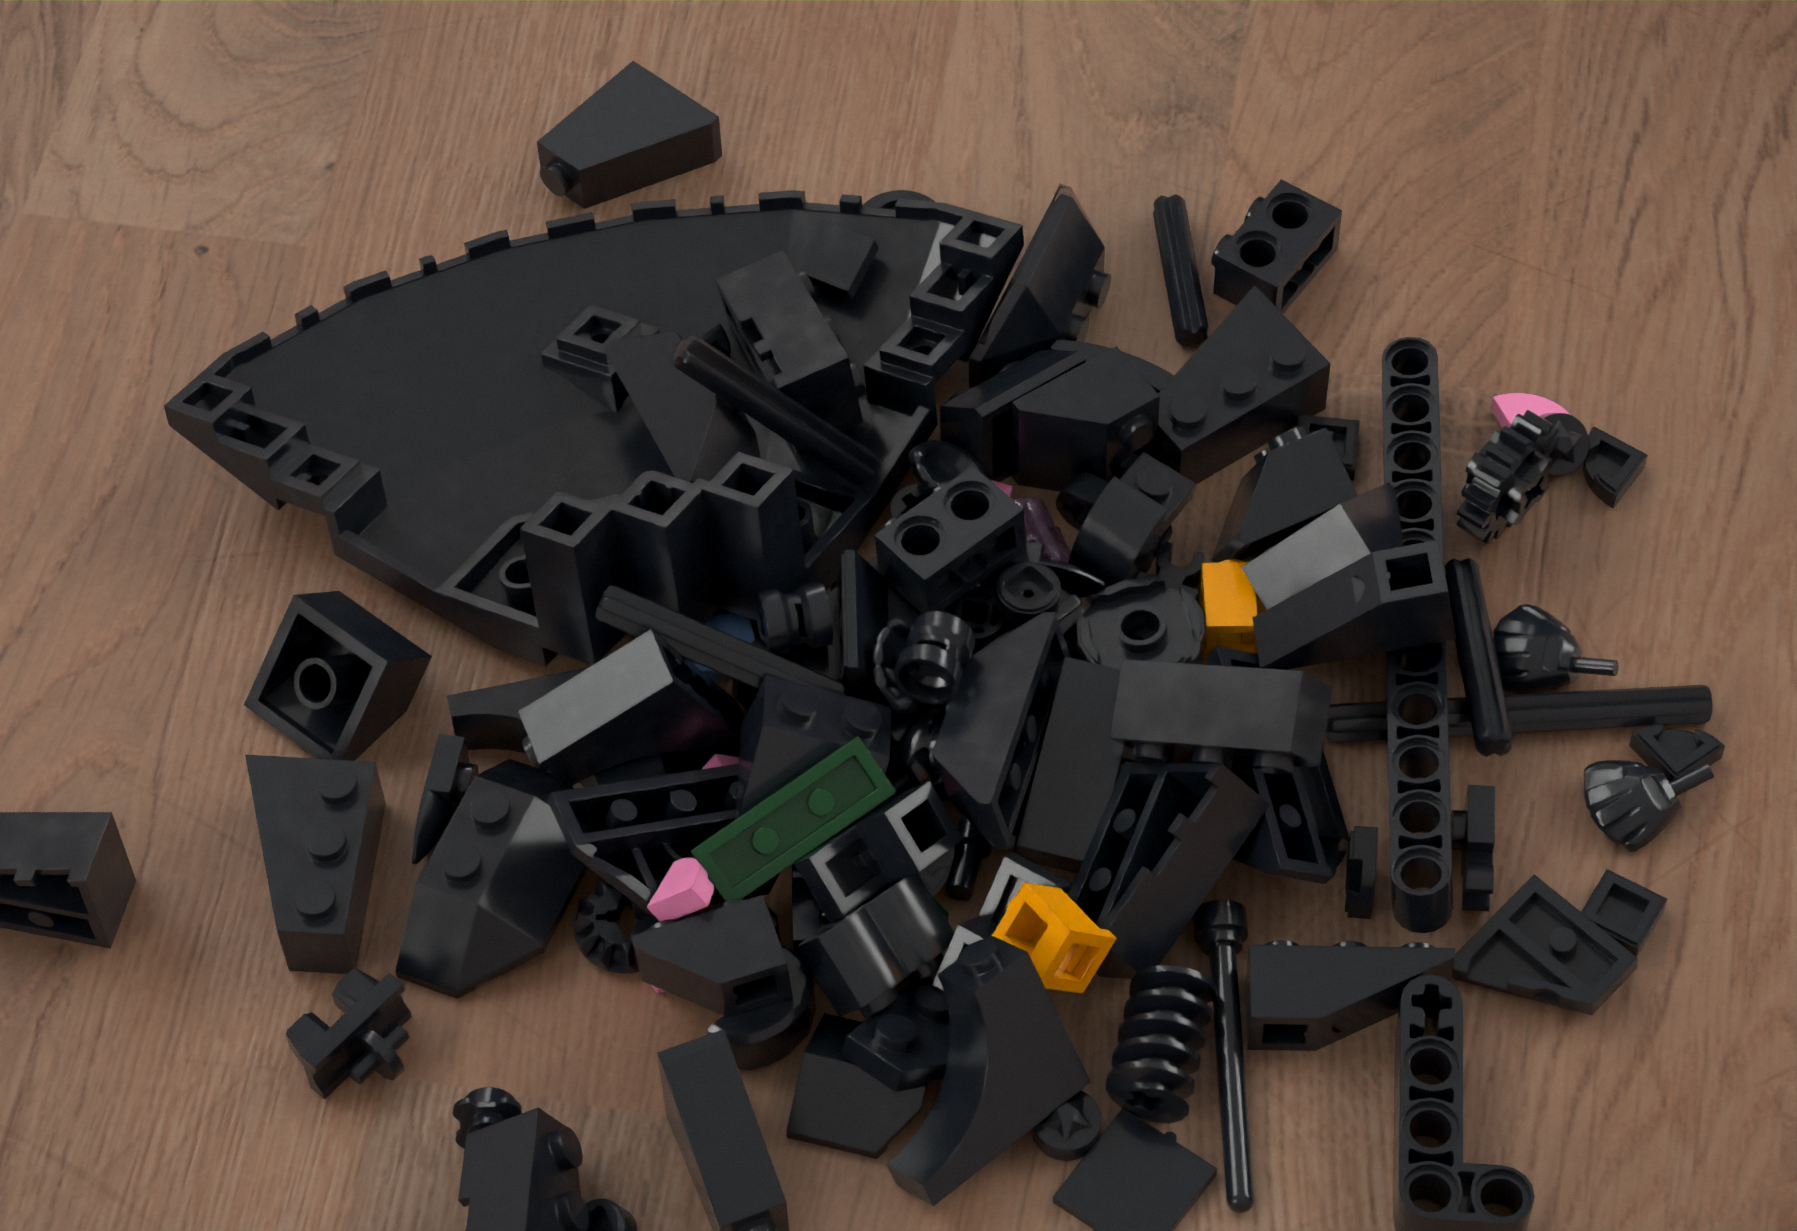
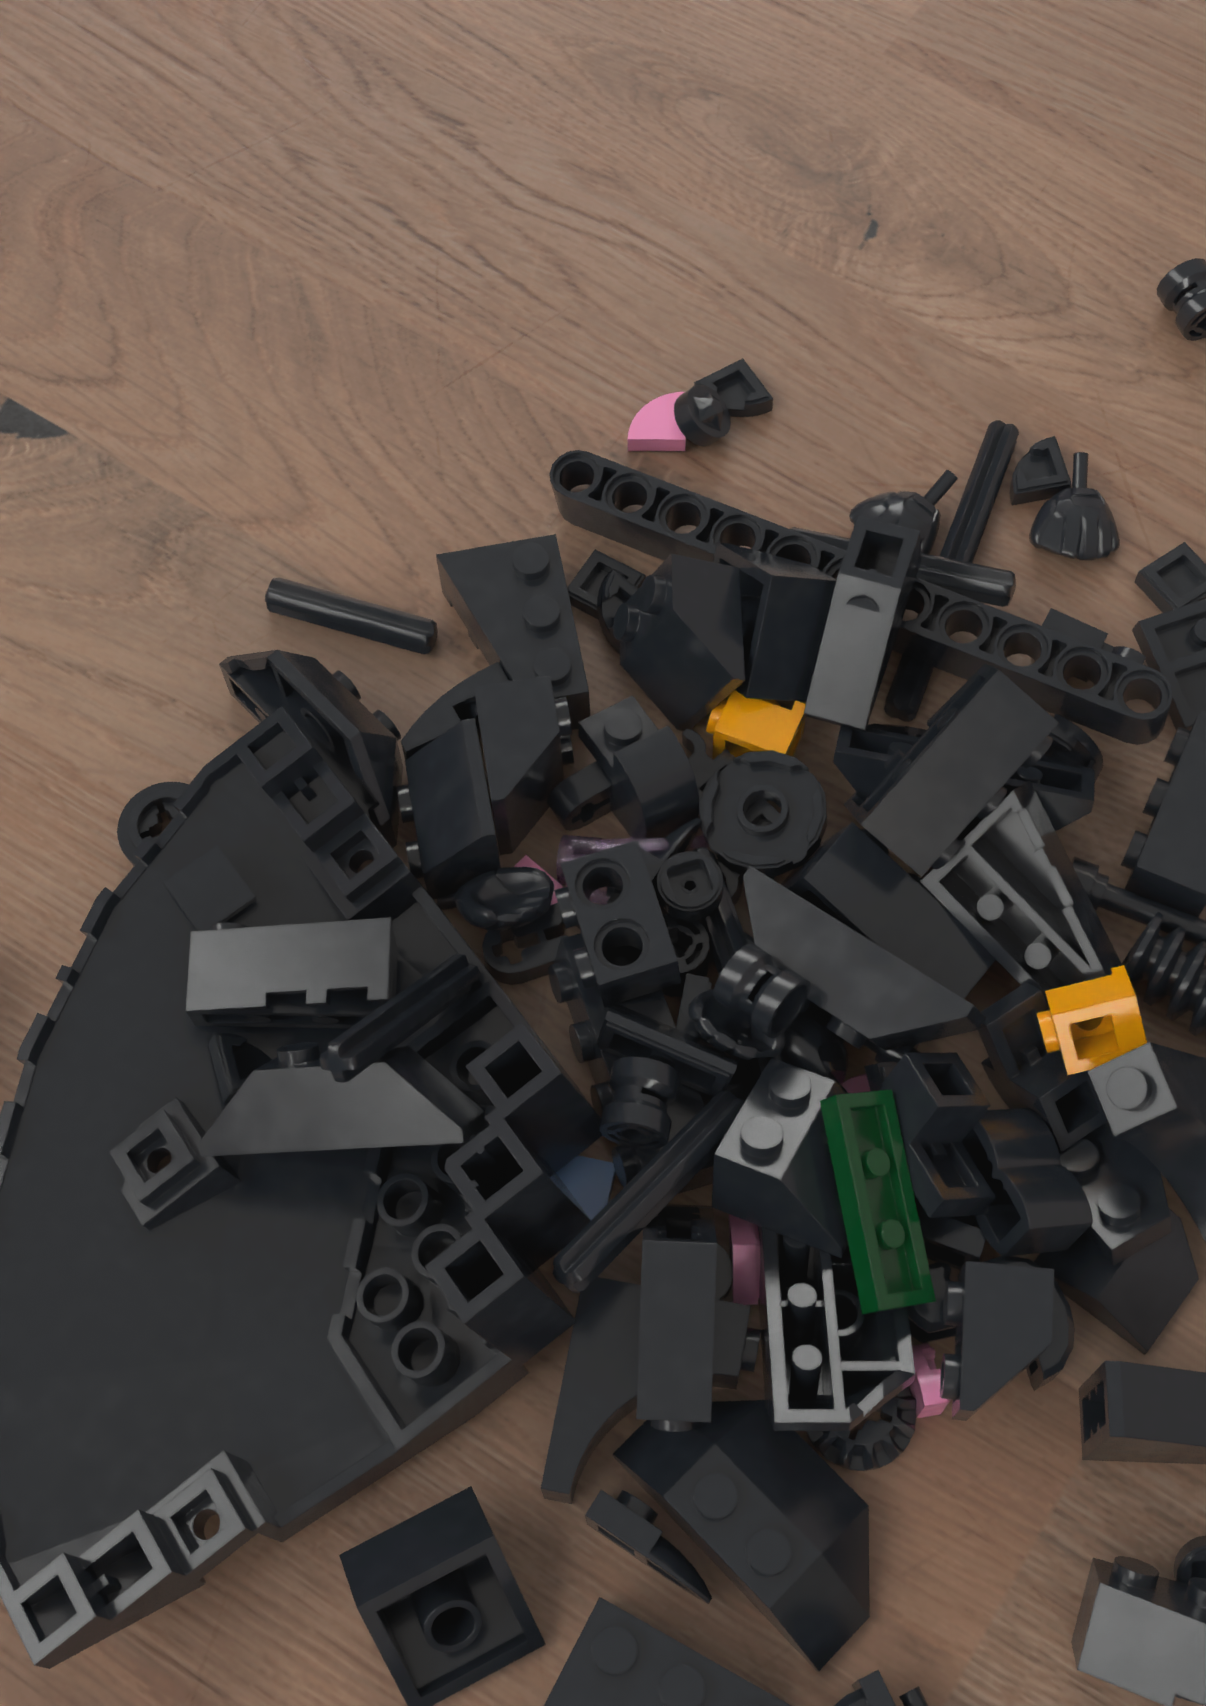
camera: 65 degrees left, 10 degrees up
(483, 1108) = (1045, 1639): black plate -> none
(681, 891) = (920, 1335): bright pink tile -> none
(1277, 247) = (389, 526): black brick -> none
(1507, 476) = (742, 456): black gear -> none

